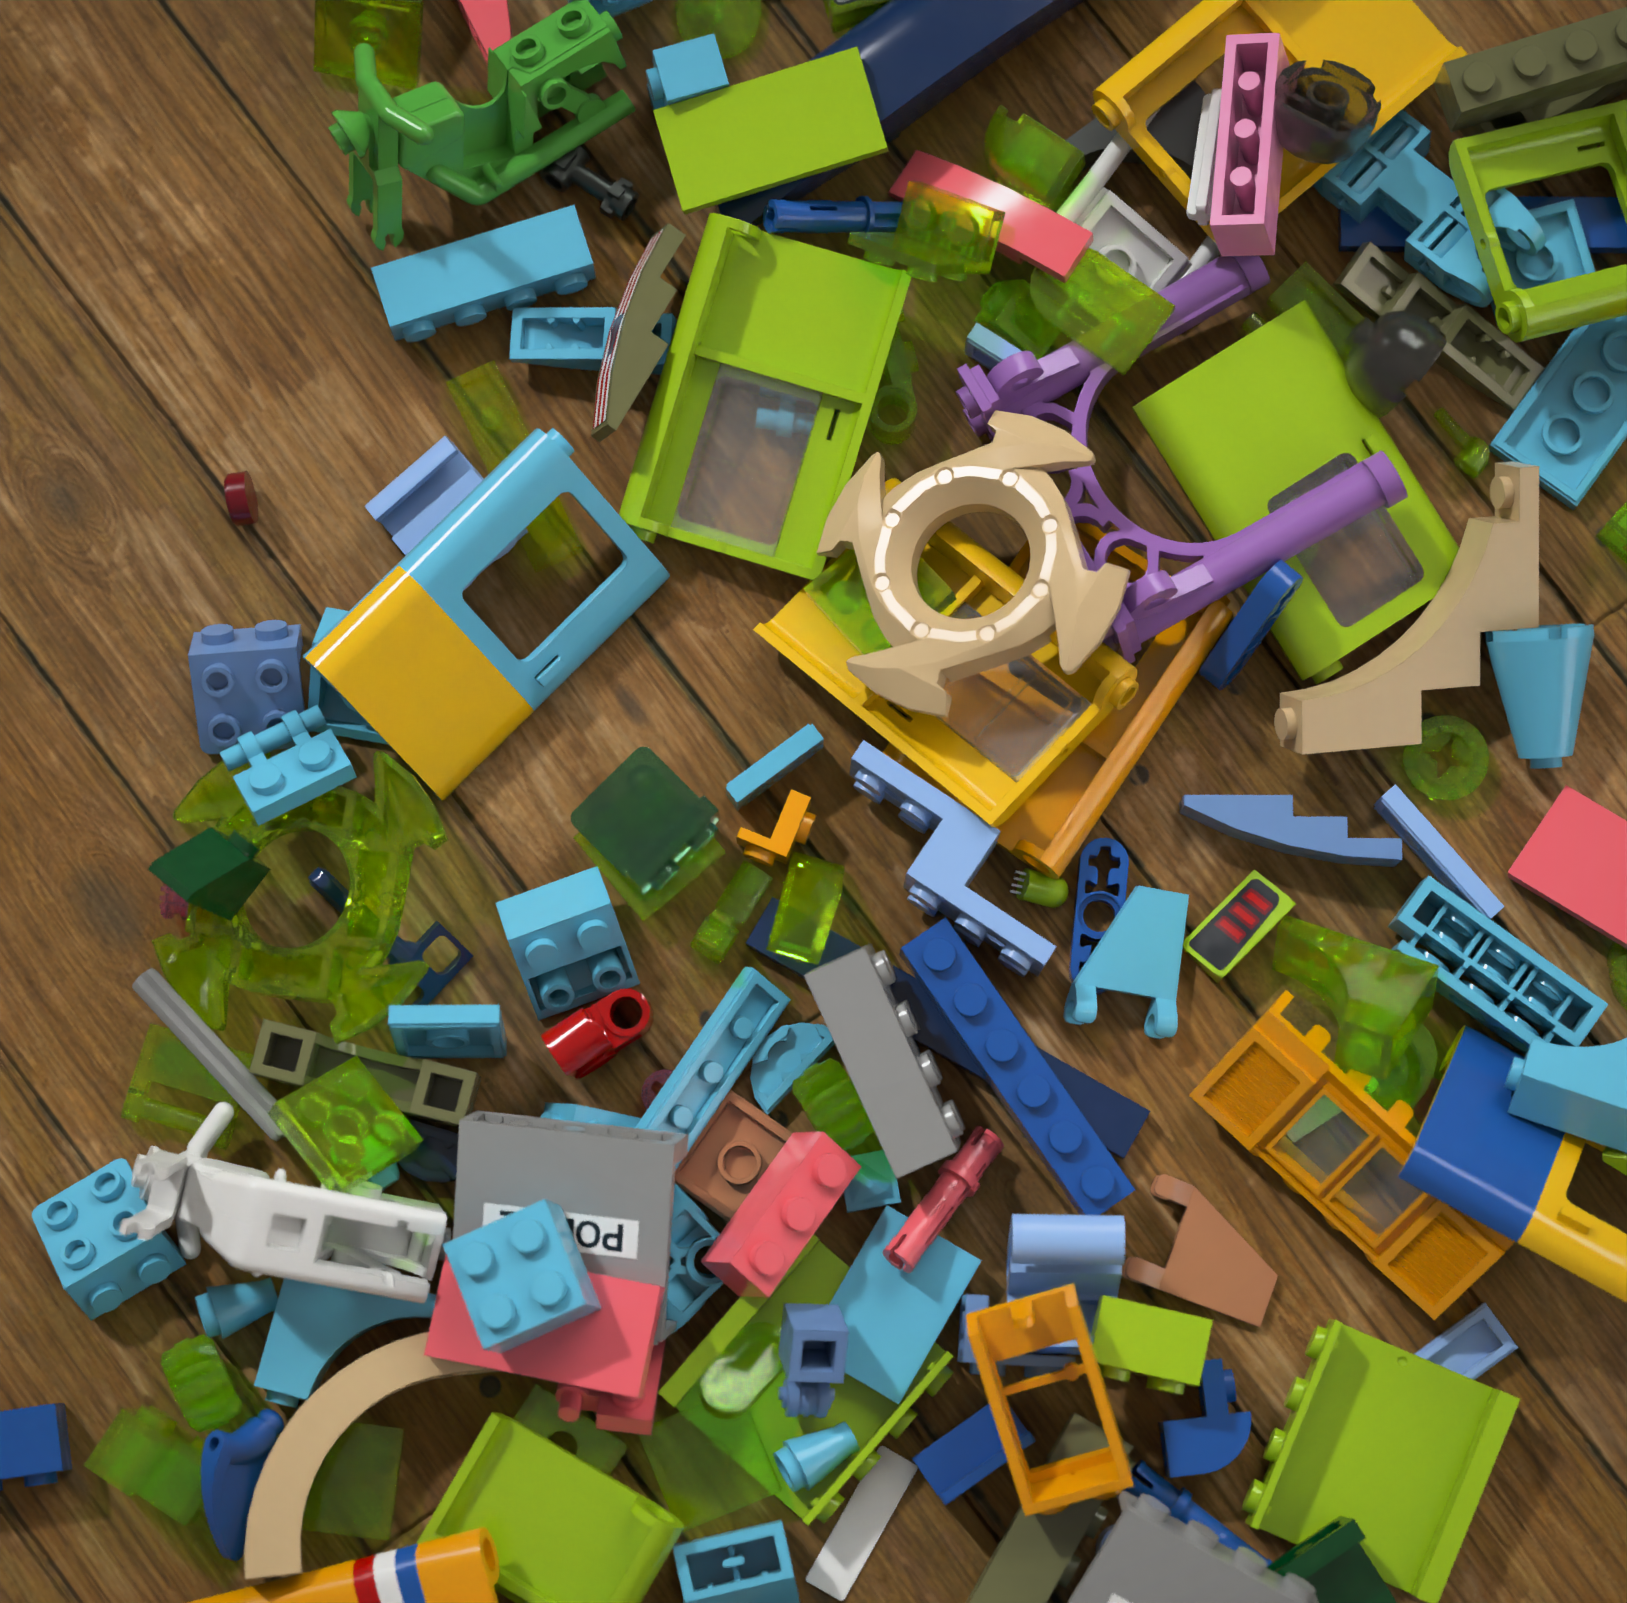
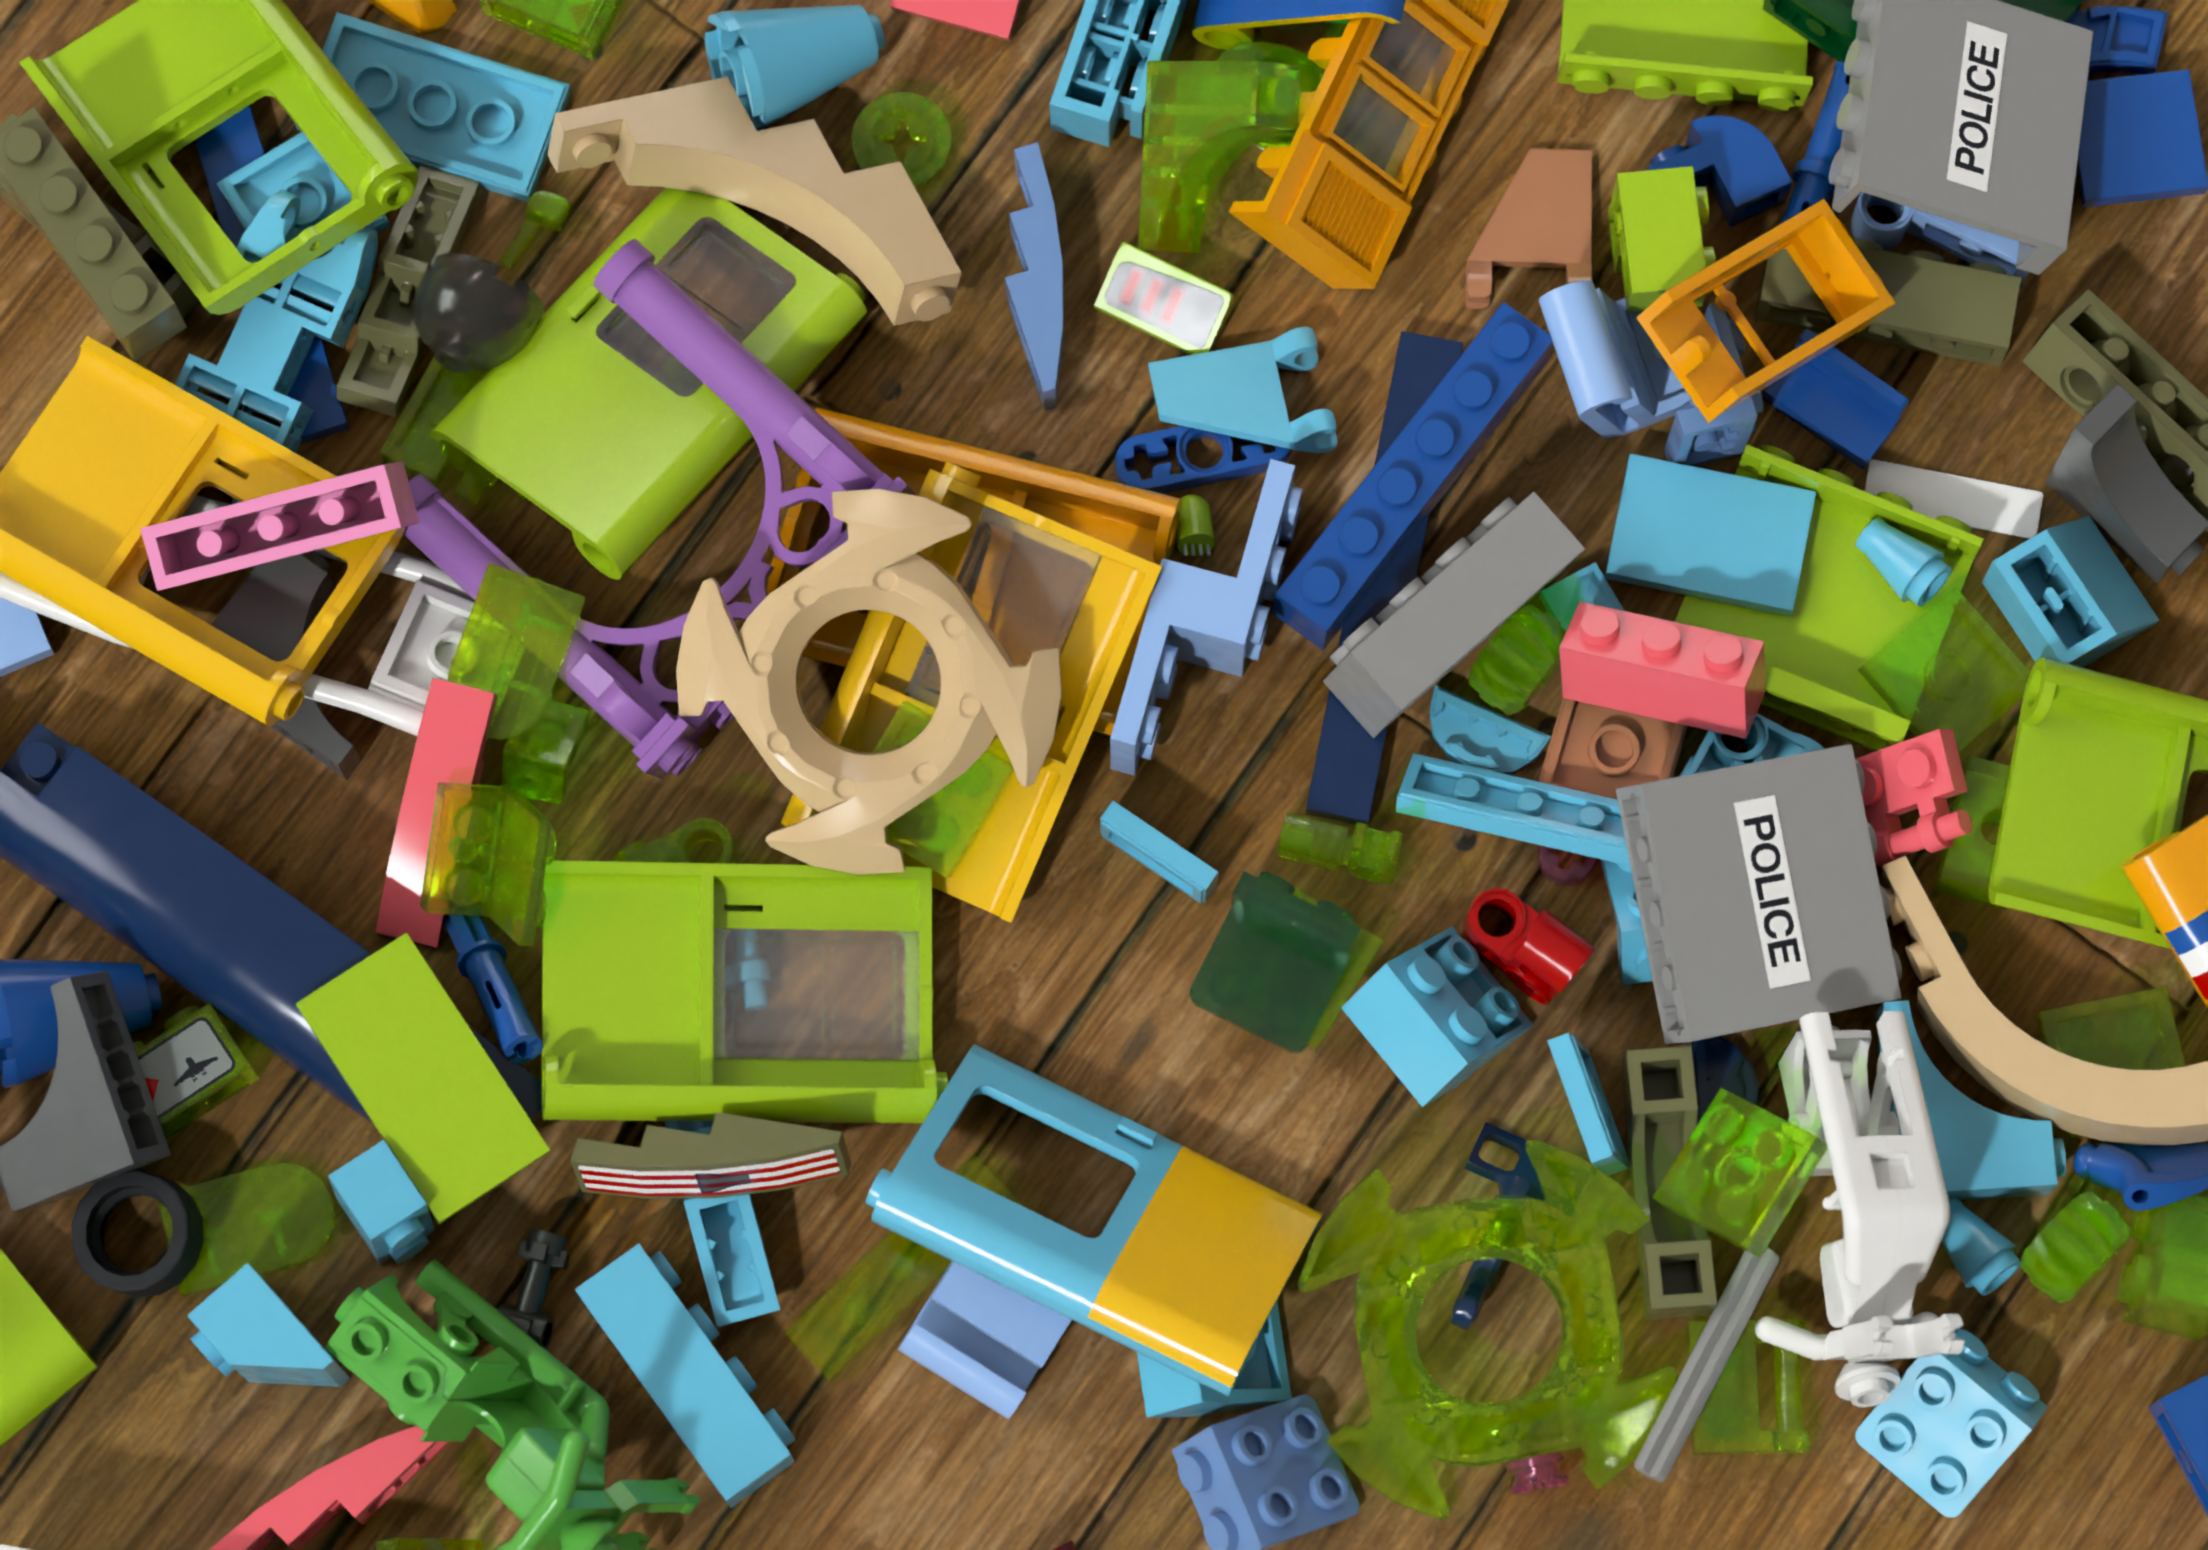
camera: 105 degrees left, 5 degrees down
(213, 871) = (1506, 1419): dark green slope -> none
(292, 776) = (1362, 1375): medium azure plate -> none
(522, 1276) = (1843, 902): medium azure brick -> none
(597, 1352) = (1877, 875): coral tile -> none
(742, 1372) = (1843, 661): clear neon green tile -> none
(792, 827) = (1223, 813): light orange bracket -> none
(806, 908) = (1305, 762): clear neon green slope -> none
(812, 1357) = (1800, 586): medium blue brick -> none
(956, 1182) = (1588, 512): coral pin -> none
(987, 347) = (595, 765): light blue tile -> none
(1031, 159) = (361, 786): clear neon green brick -> none
(1204, 160) = (302, 573): white axle -> none
(1251, 625) = (828, 375): blue beam -> none
(1324, 111) = (216, 451): clear smoke cylinder -> none
(1435, 852) = (1013, 115): light blue tile -> none

